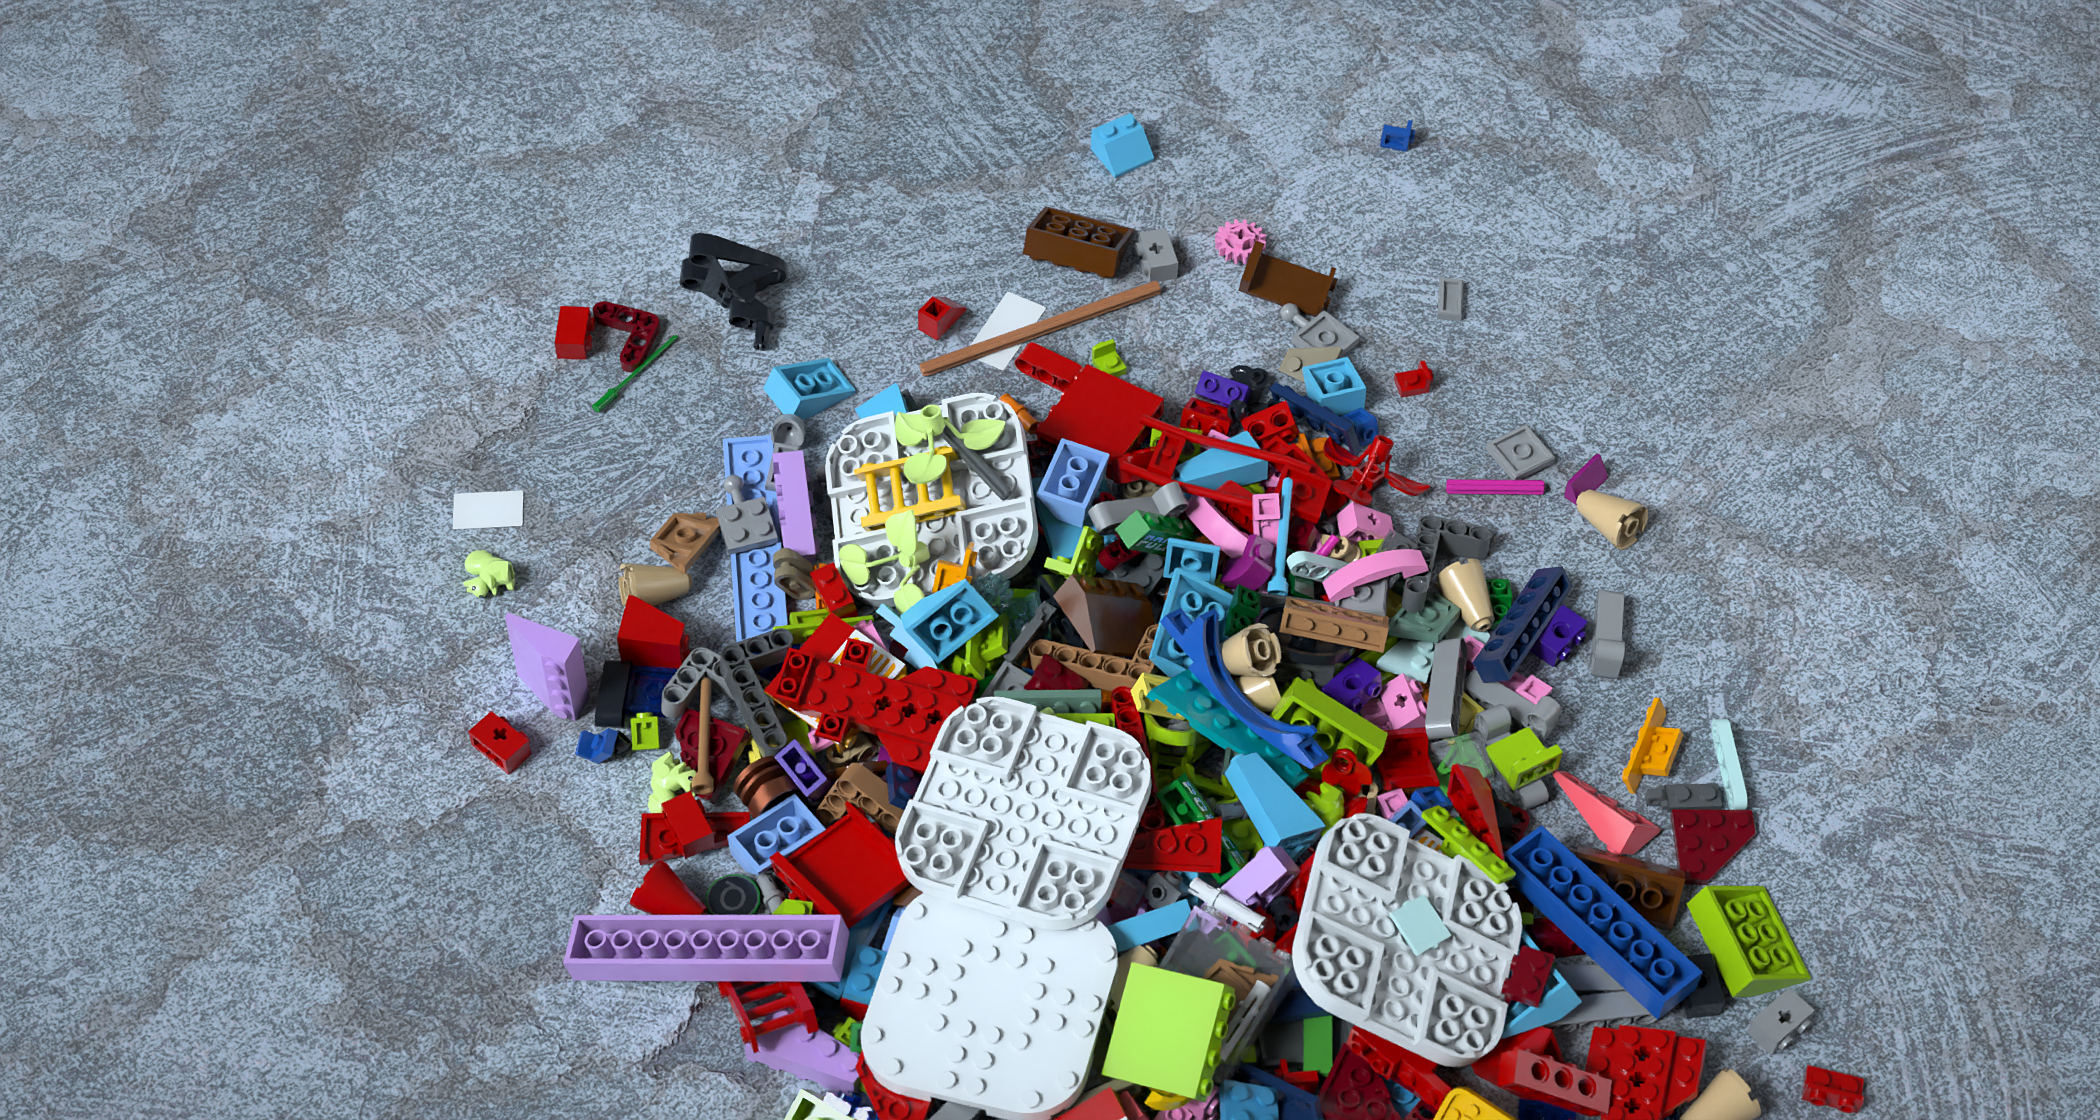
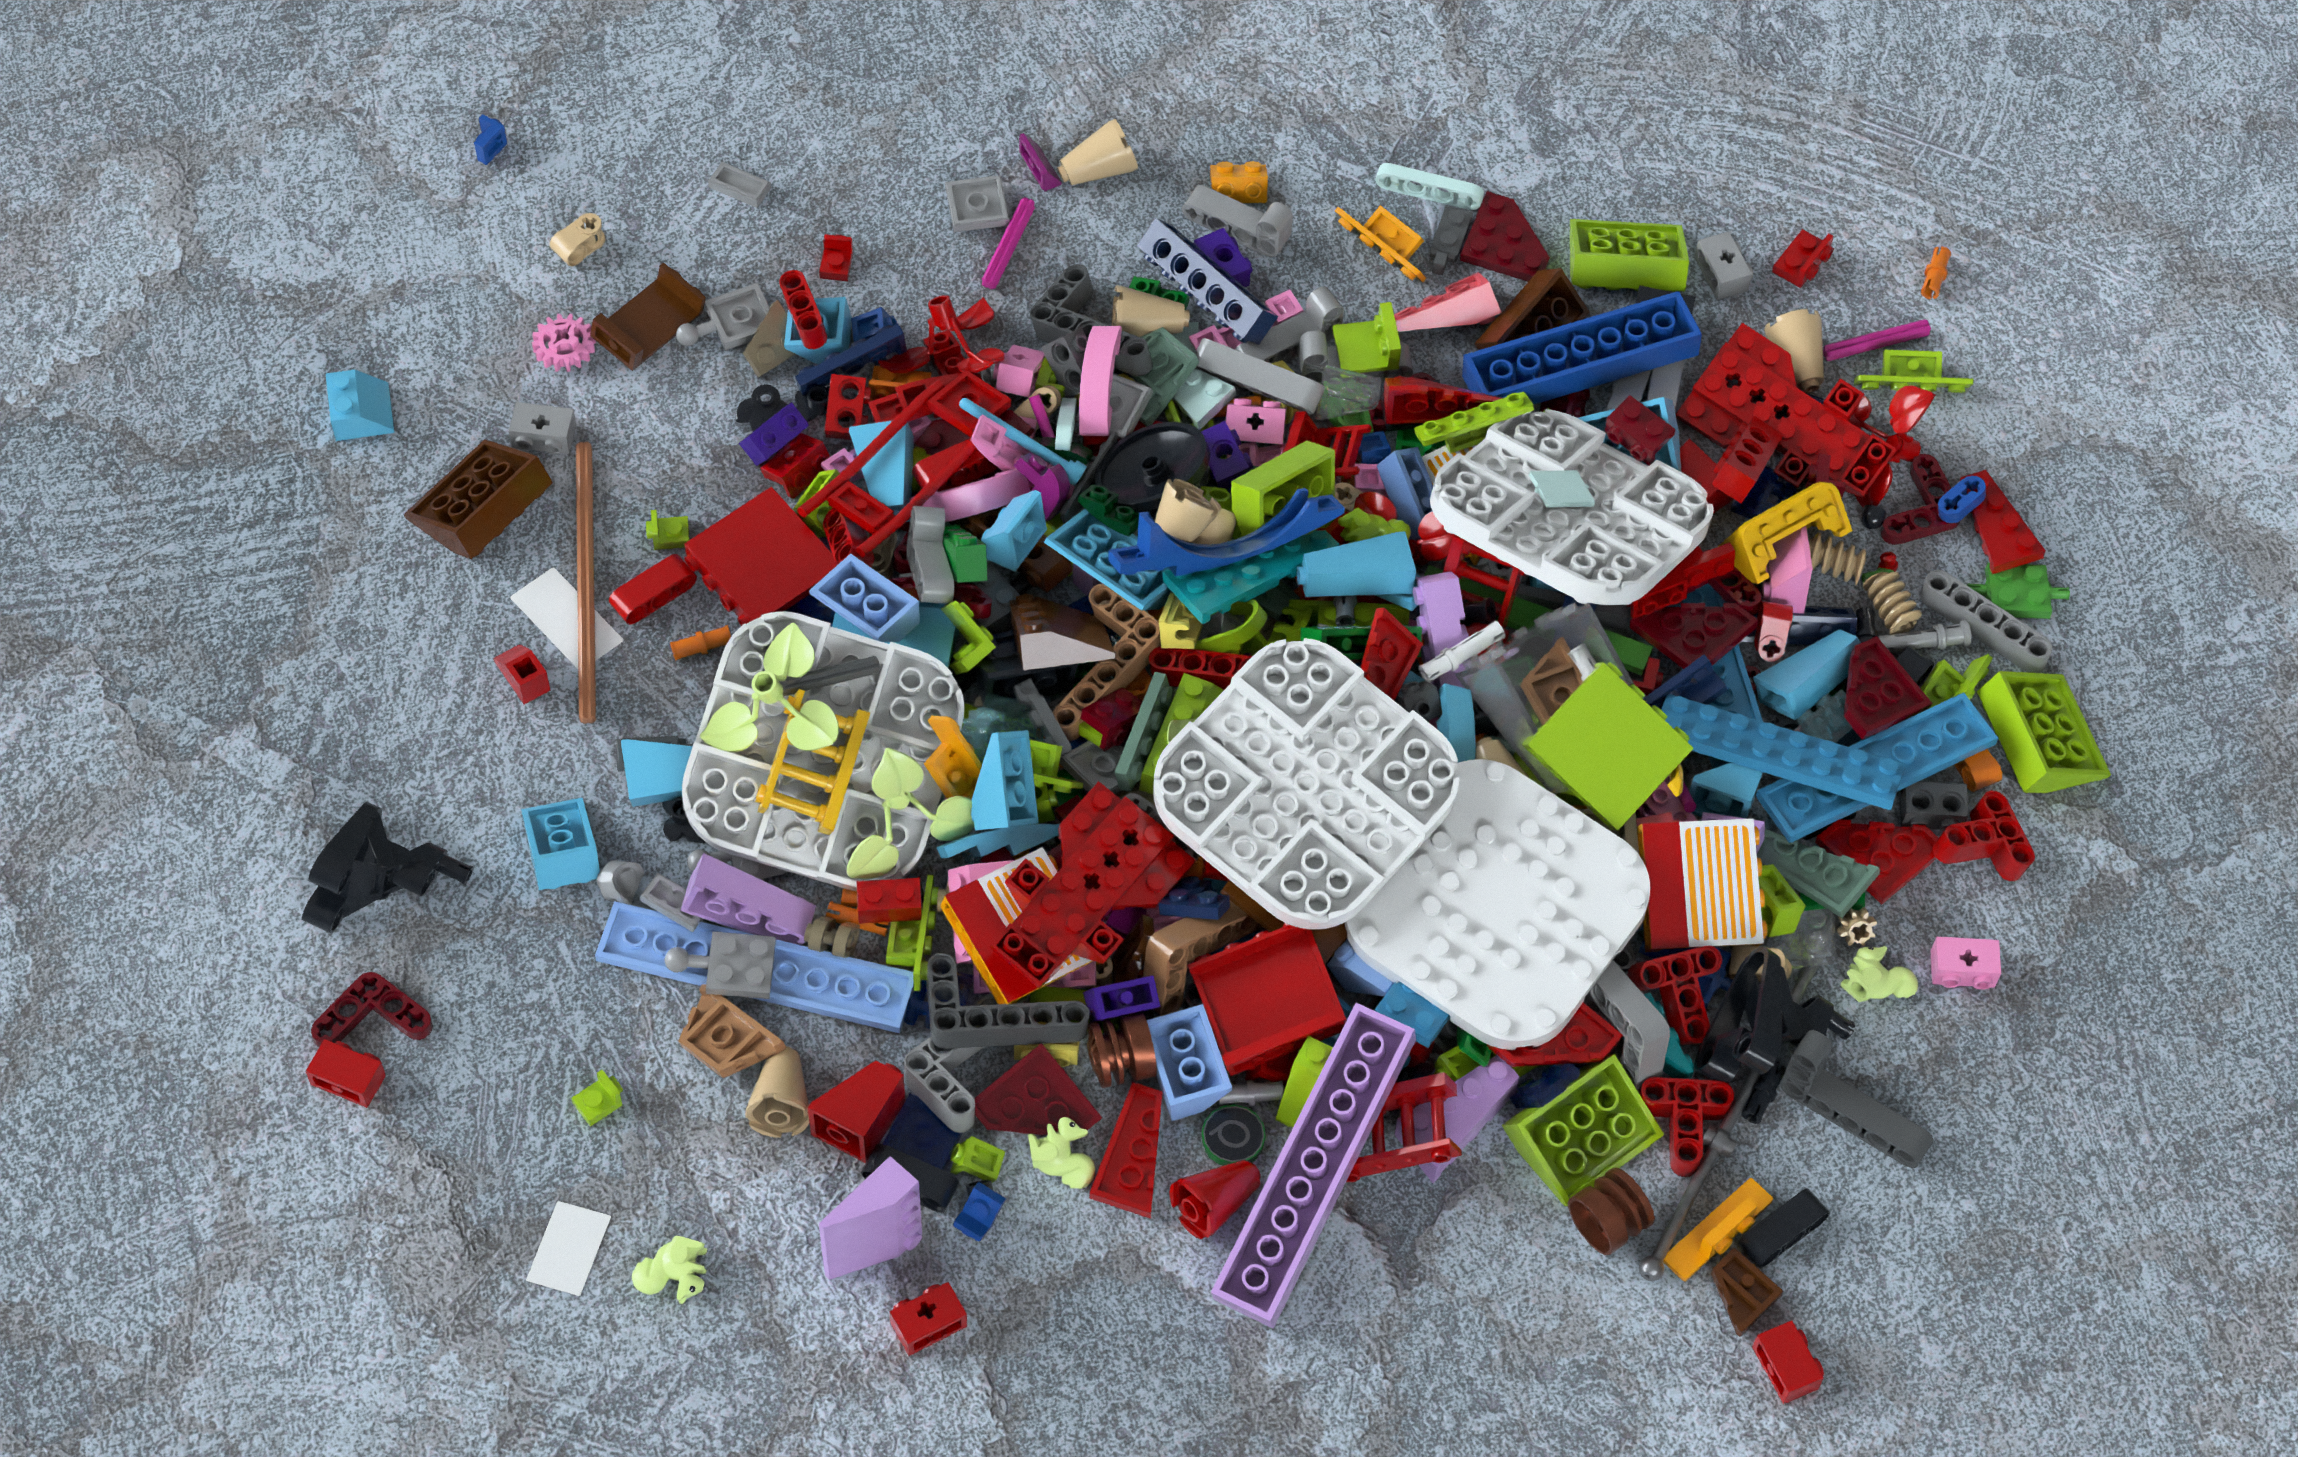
camera: 70 degrees left, 5 degrees up
(610, 484) = (599, 1098): none -> lime bracket
(612, 393) = (459, 1058): green piece -> none
(688, 824) = (1134, 1143): red brick -> none
(703, 782) = (1079, 1112): medium nougat piece -> none
(1240, 410) = (812, 428): black hinge -> none
(1334, 624) = (1162, 442): medium nougat fence -> none
(1335, 362) = (803, 309): none -> red beam
(1337, 217) = (576, 242): none -> tan piece
(1348, 775) = (1336, 486): red plate -> none
(1649, 623) = (1241, 182): none -> light orange bracket

